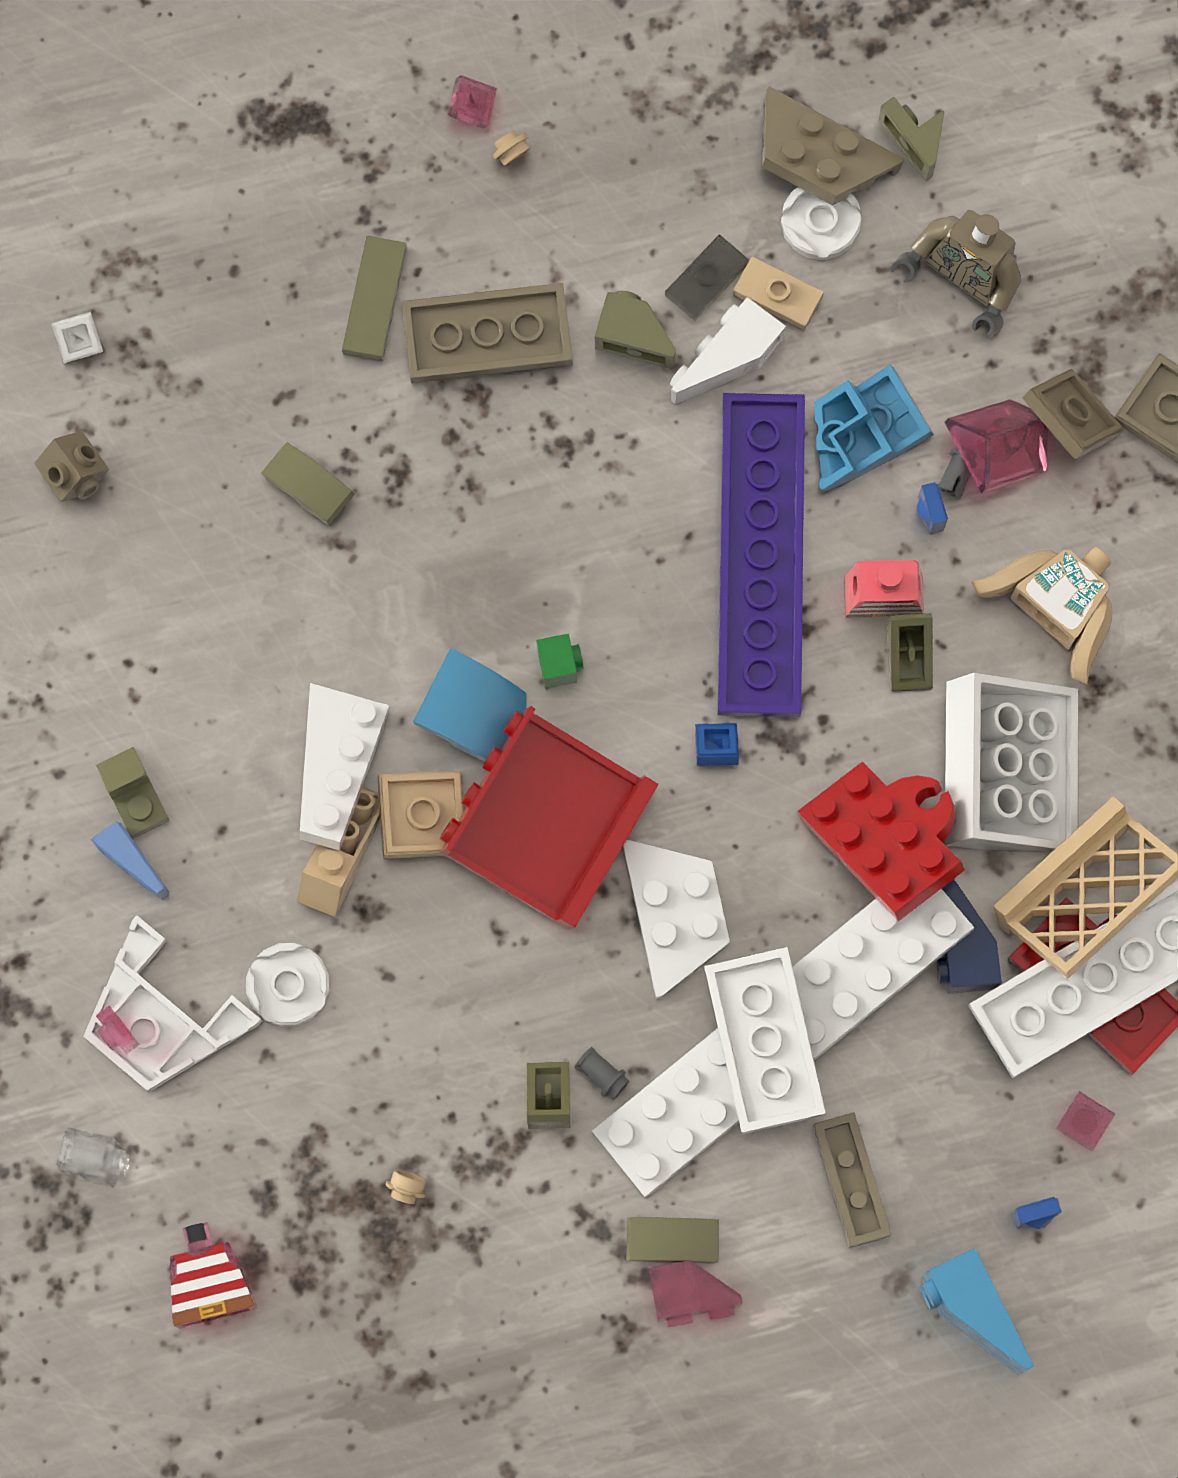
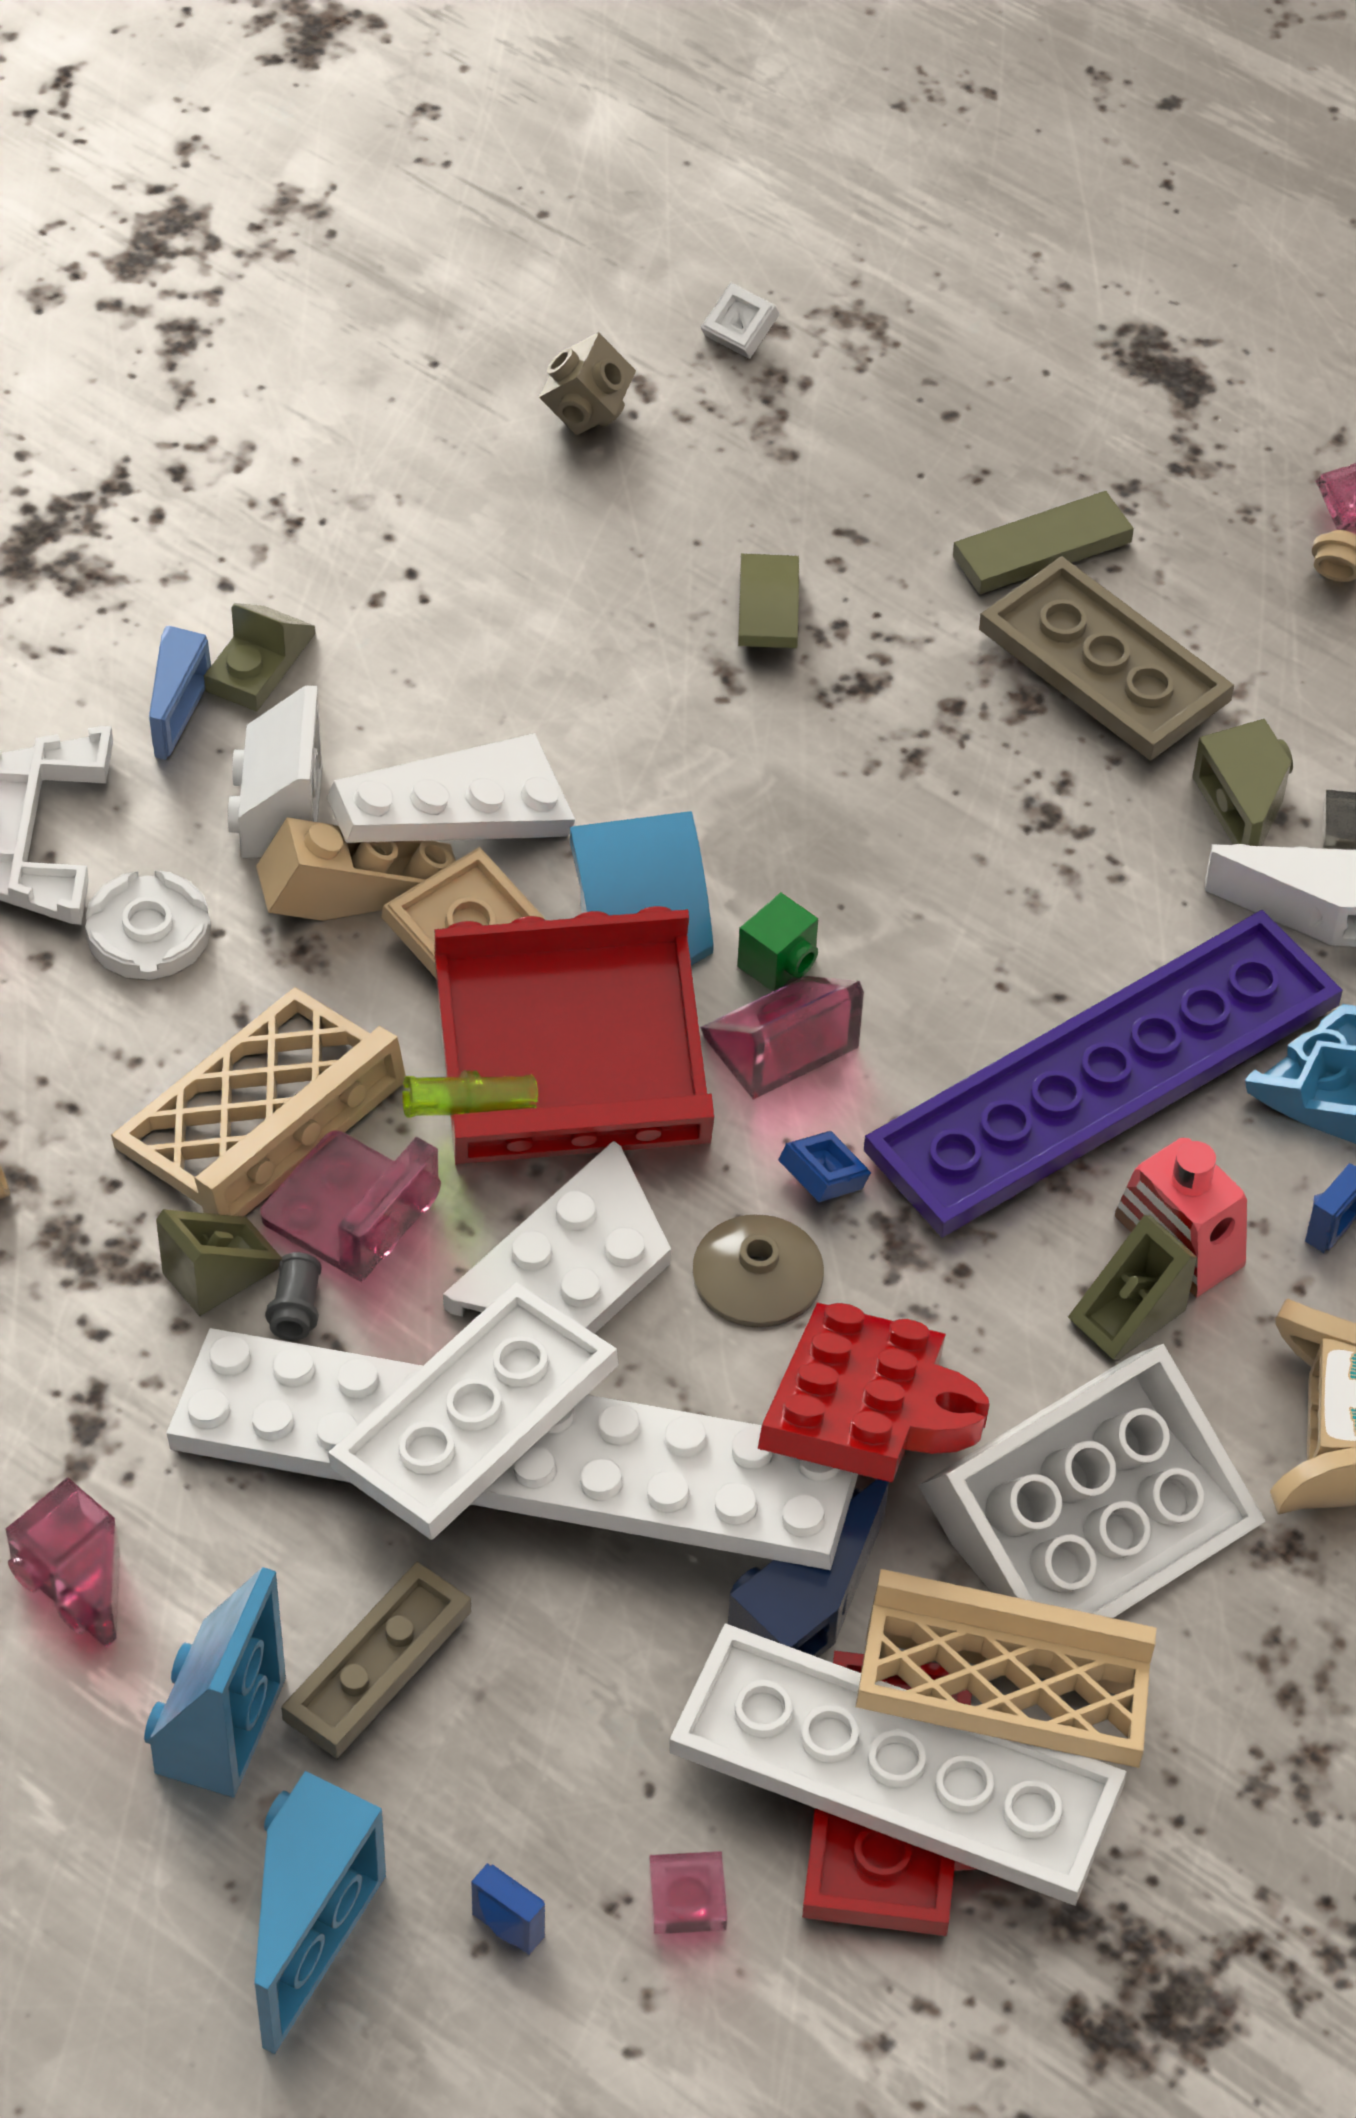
camera: 50 degrees right, 25 degrees down
(251, 850) = (277, 771): none -> white slope
(495, 999) = (259, 1162): none -> tan fence
(550, 900) = (467, 1094): none -> clear neon green pin
(563, 1003) = (353, 1201): none -> clear pink bracket
(611, 698) = (788, 1032): none -> clear pink slope
(672, 1239) = (146, 1512): olive slope -> none
(745, 843) = (754, 1290): none -> dark tan dish
(829, 1275) = (222, 1691): none -> dark azure slope

